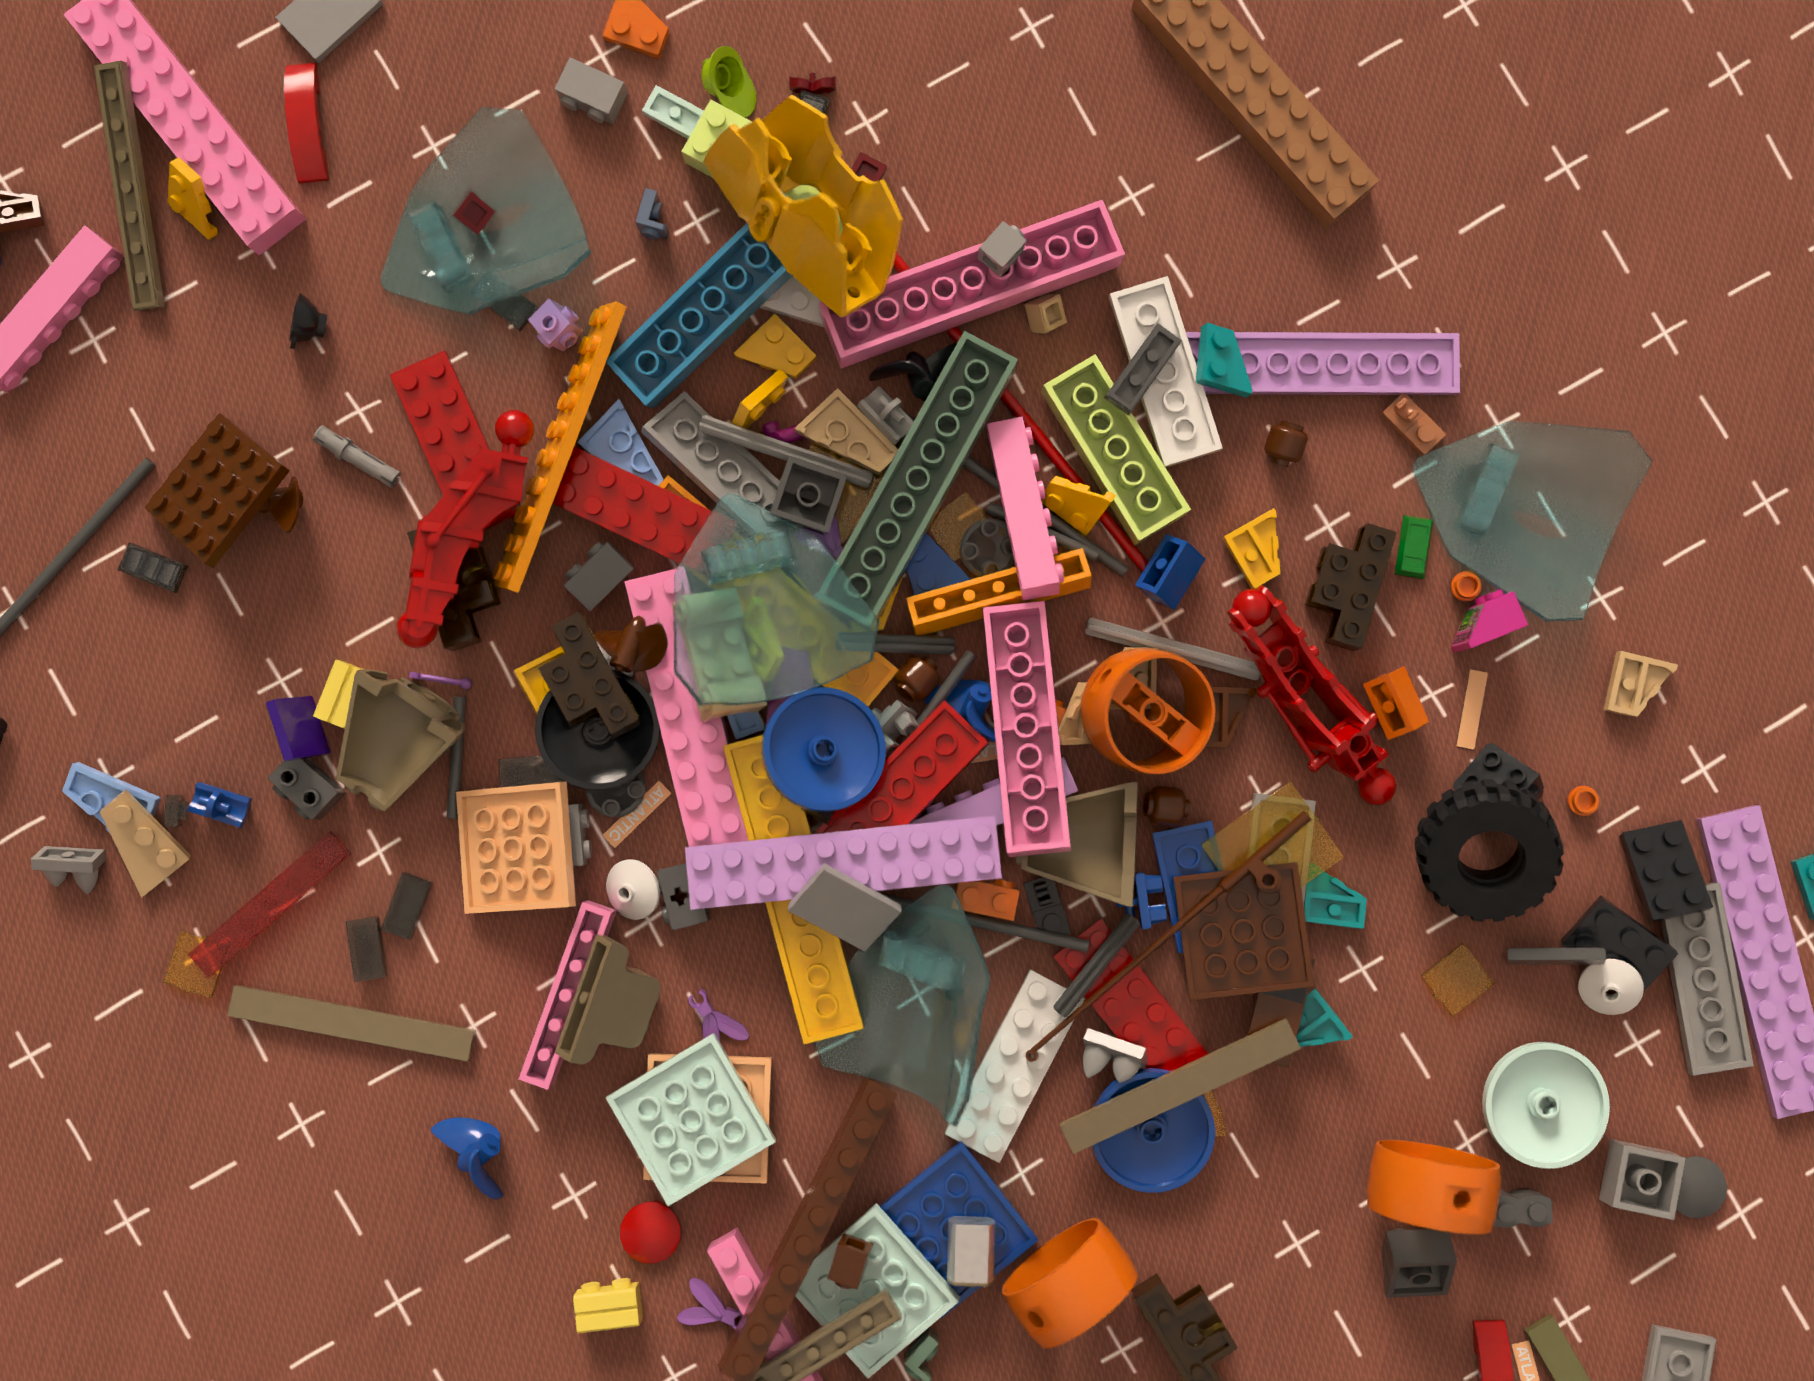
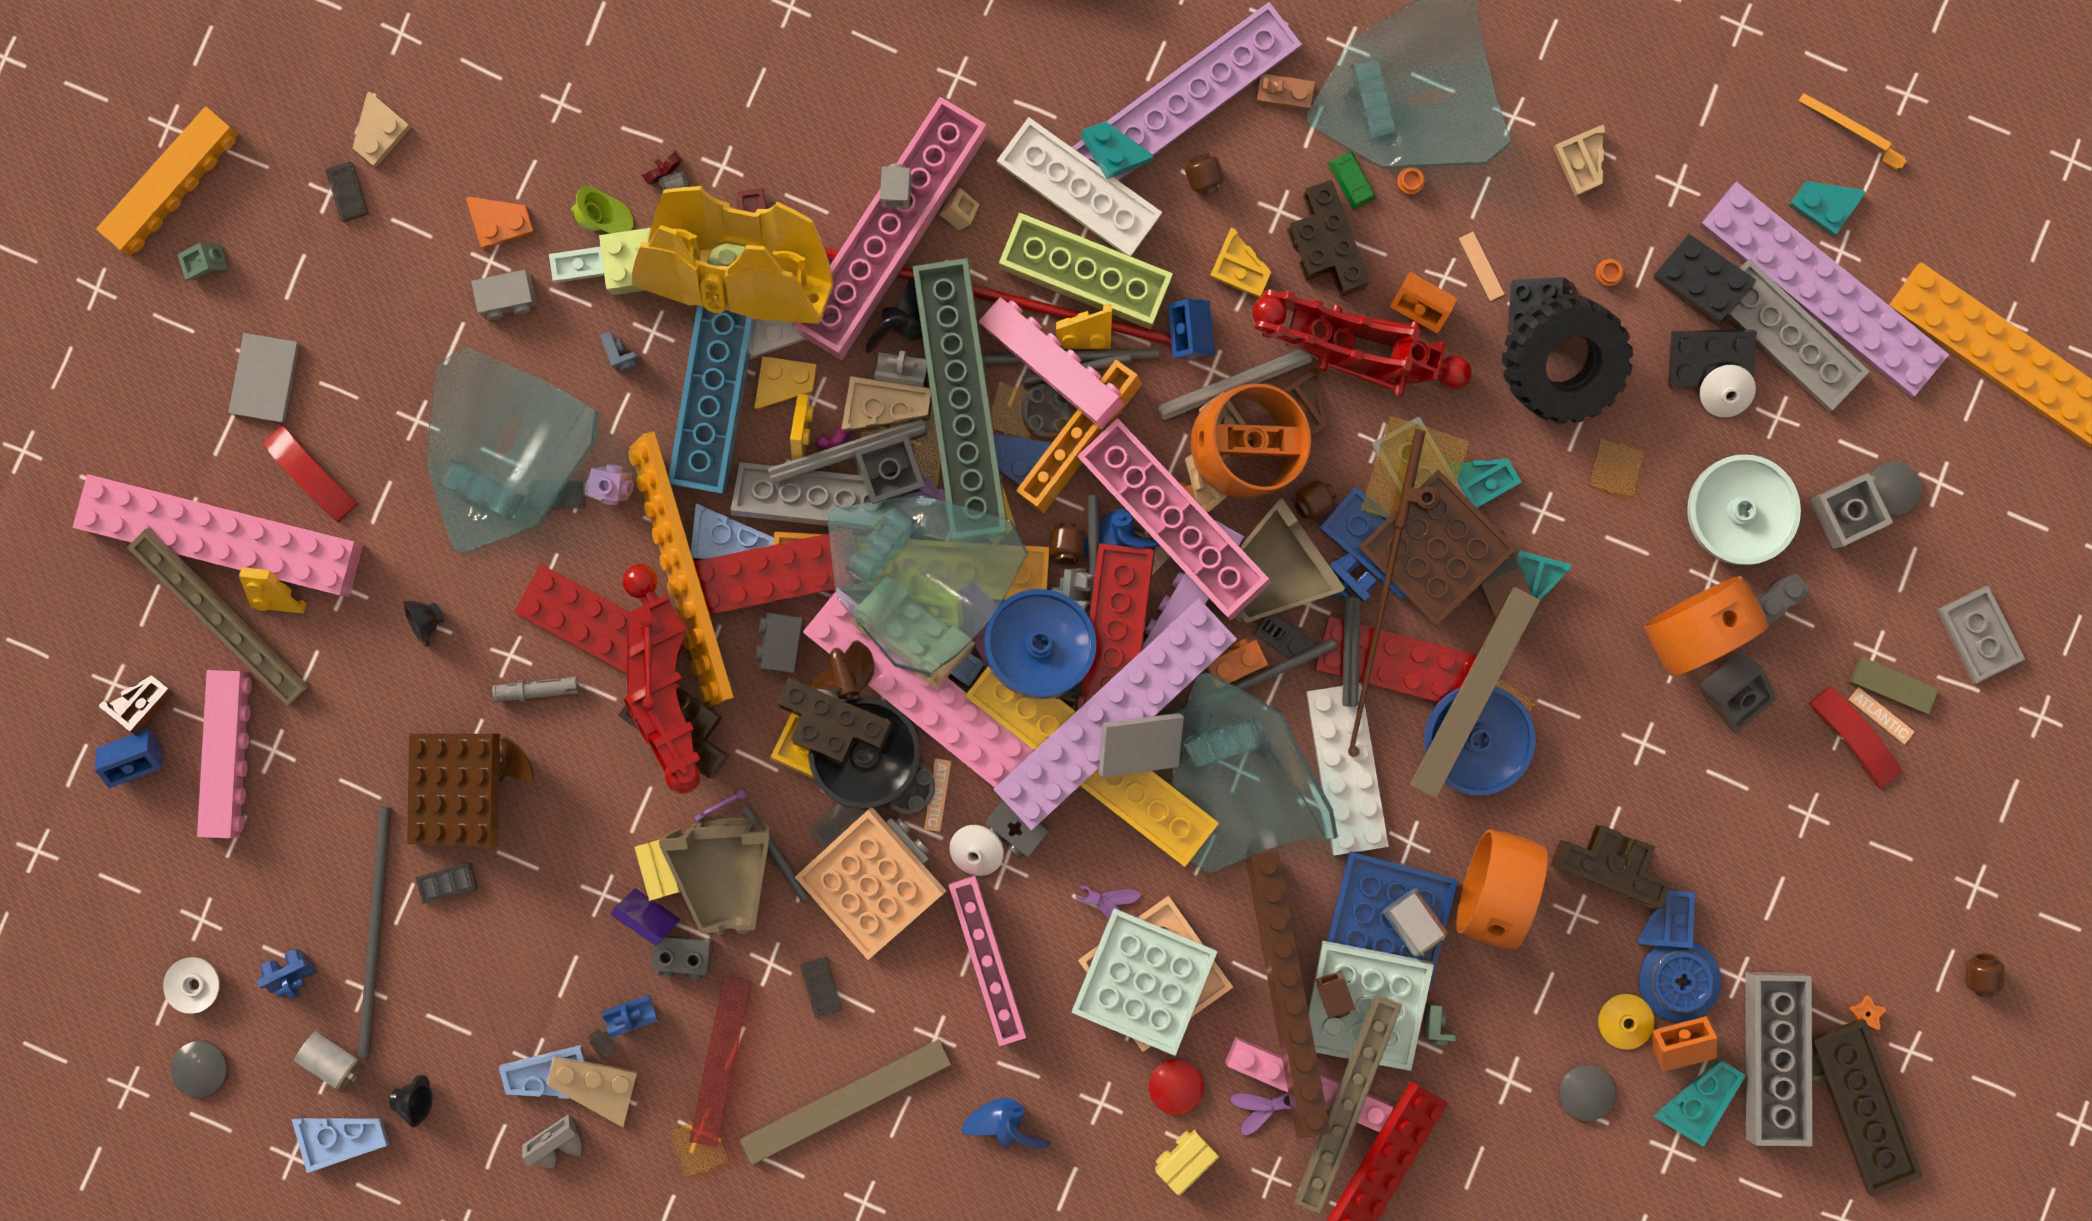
camera: 35 degrees left, 0 degrees up
(366, 948) = (815, 1039): clear smoke plate -> none
(473, 213) = (486, 447): dark red plate -> none
(609, 1004) = (1023, 943): dark tan brick -> none
(914, 644) = (1048, 518): dark grey axle -> none
(1101, 1048) = (1400, 707): light grey tile -> none
(1143, 369) = (1062, 198): dark grey tile -> none
(1489, 619) = (1445, 190): dark pink slope -> none
(1555, 956) = (1672, 398): dark grey tile -> none

